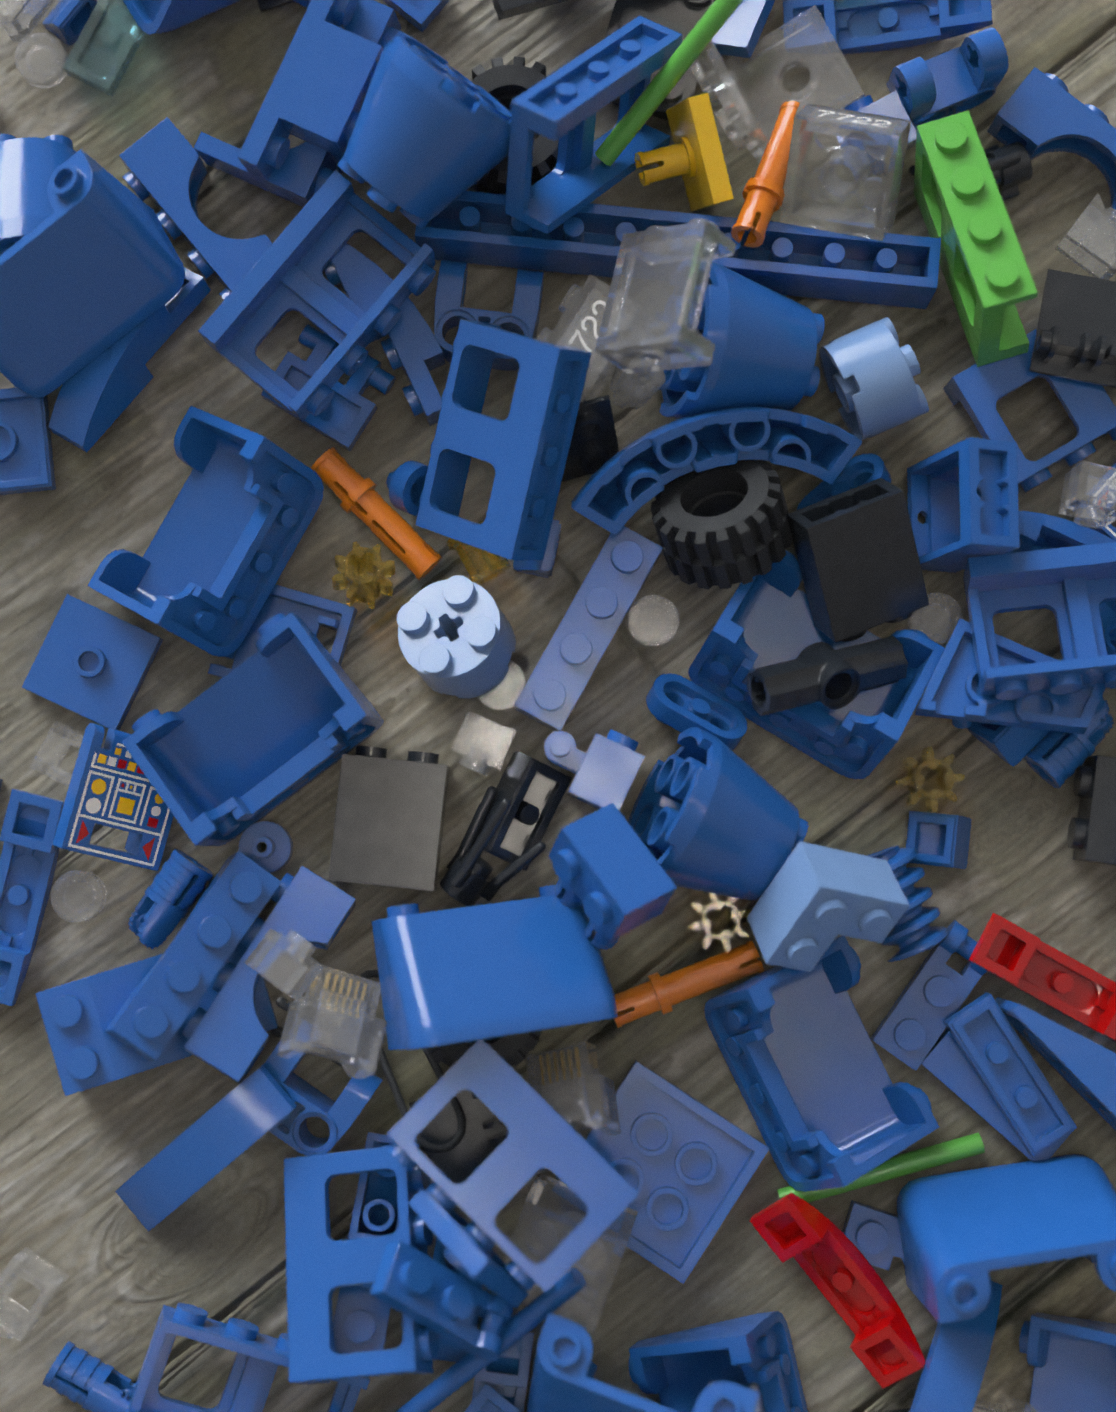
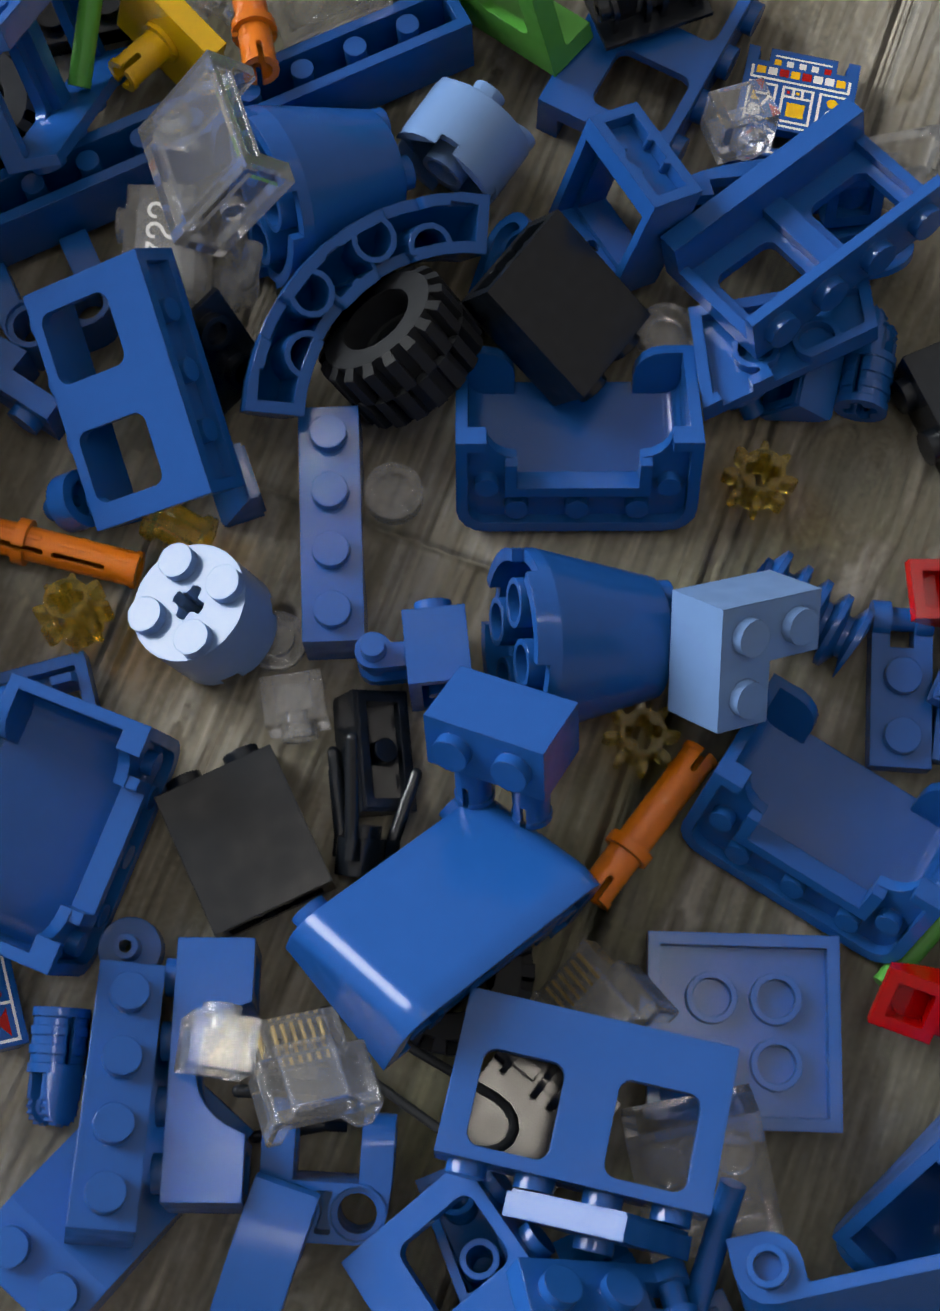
camera: 30 degrees left, 10 degrees down
(686, 705) = (469, 551): blue plate -> none
(827, 675) = (595, 433): black piece -> none
(939, 839) = (806, 532): blue slope -> none

